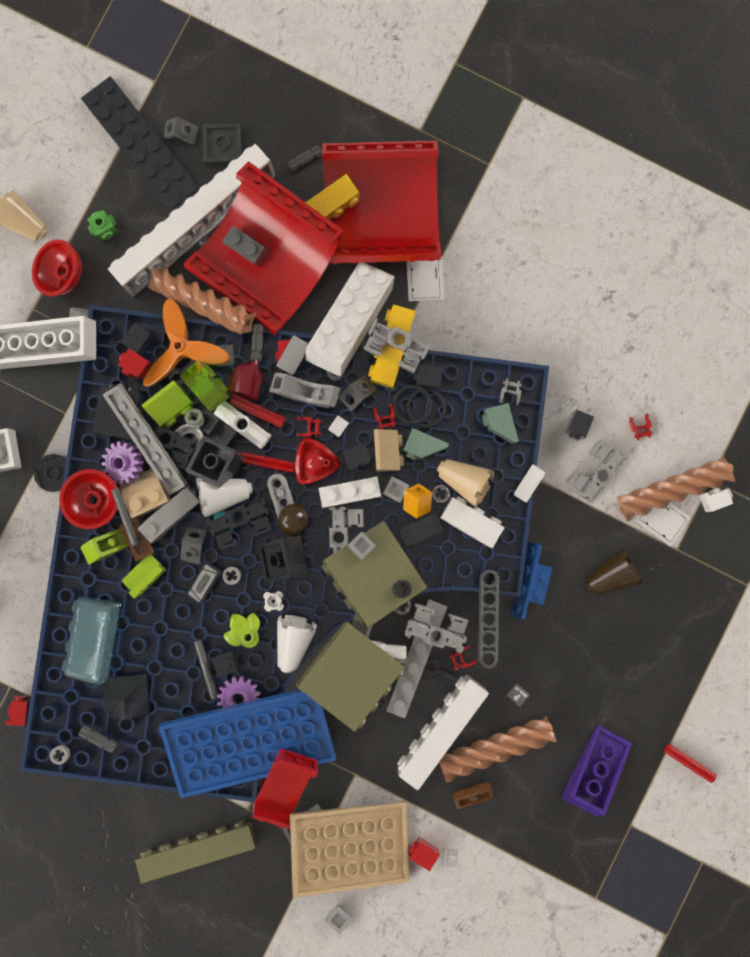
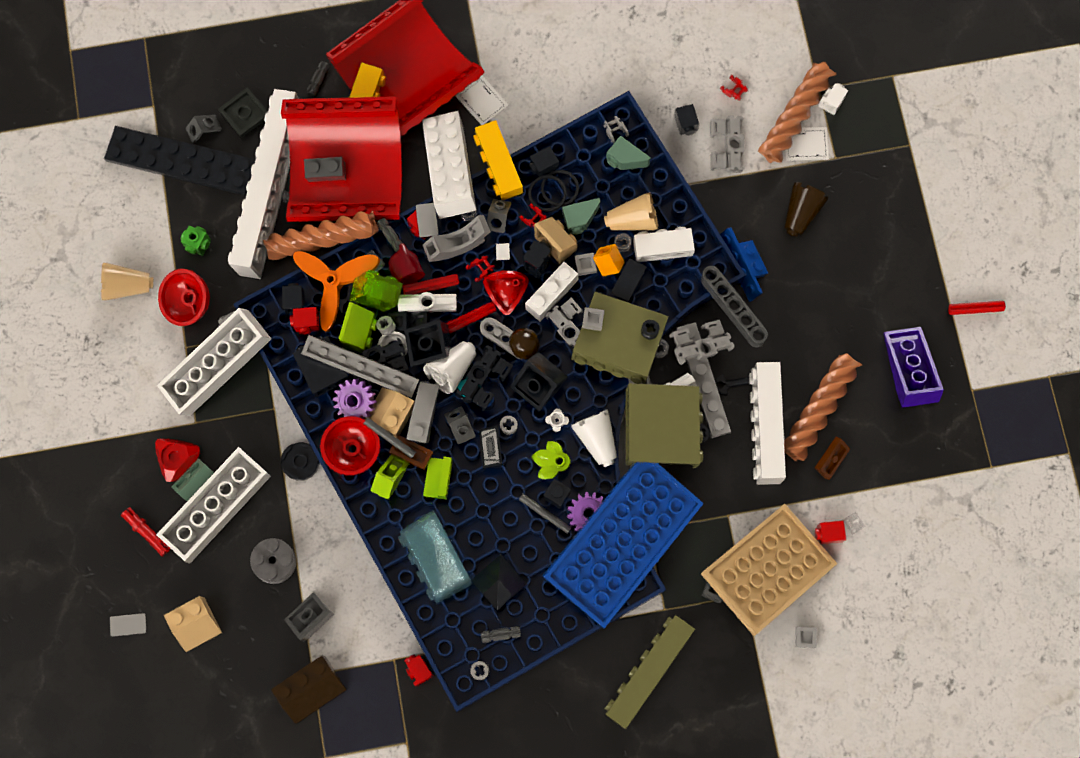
camera: 30 degrees left, 10 degrees down
(283, 787) = (679, 556): red panel -> none
(382, 334) = (485, 153): light grey piece -> none
(463, 664) = (744, 364): red piece -> none
(518, 695) = (804, 356): clear sticker -> none
(529, 483) = (683, 185): white sticker -> none

